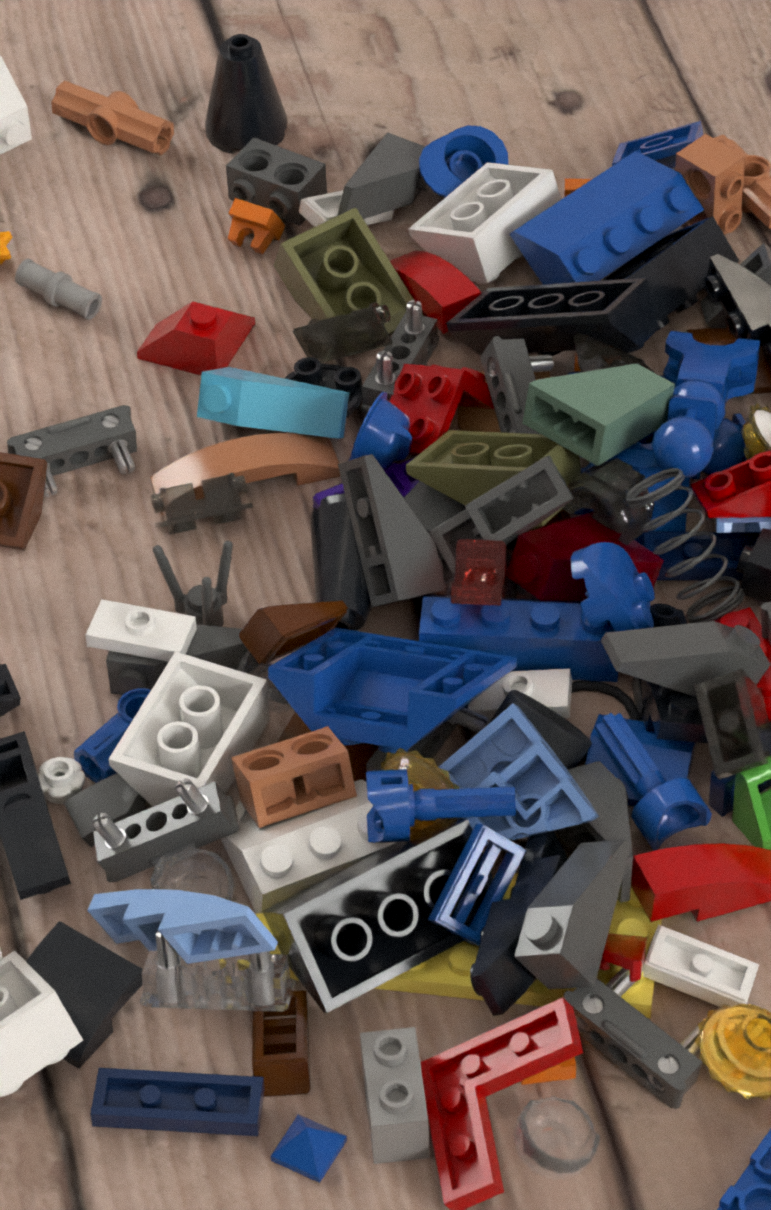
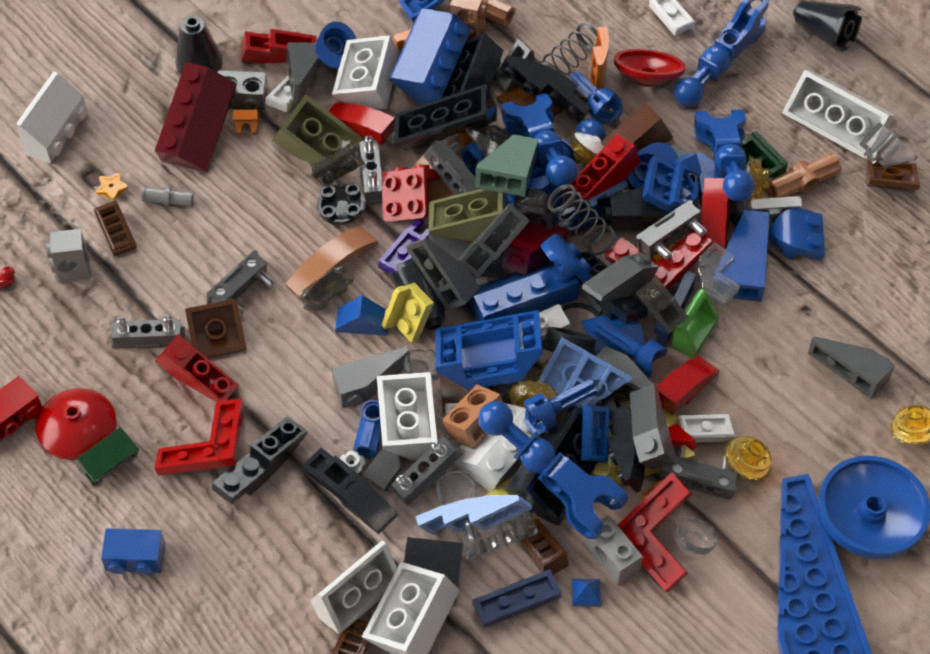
camera: 30 degrees left, 10 degrees up
(112, 118) = (127, 84): nougat piece -> none
(140, 630) = (350, 372): white plate -> none
(169, 188) = (195, 118): none -> dark red slope
(196, 338) = (257, 197): red slope -> none
(202, 600) = (362, 343): dark grey plant -> none
(252, 575) = (361, 317): none -> blue slope
(271, 403) = (327, 220): medium azure slope -> none
(286, 628) = (421, 341): reddish brown slope -> none
(299, 568) = (408, 311): none -> light yellow bracket
(351, 908) = (557, 472): none -> blue piece
(354, 135) = (270, 47): none -> red slope
(383, 433) = (394, 219): blue piece -> none
(480, 572) = (497, 277): clear red slope -> none

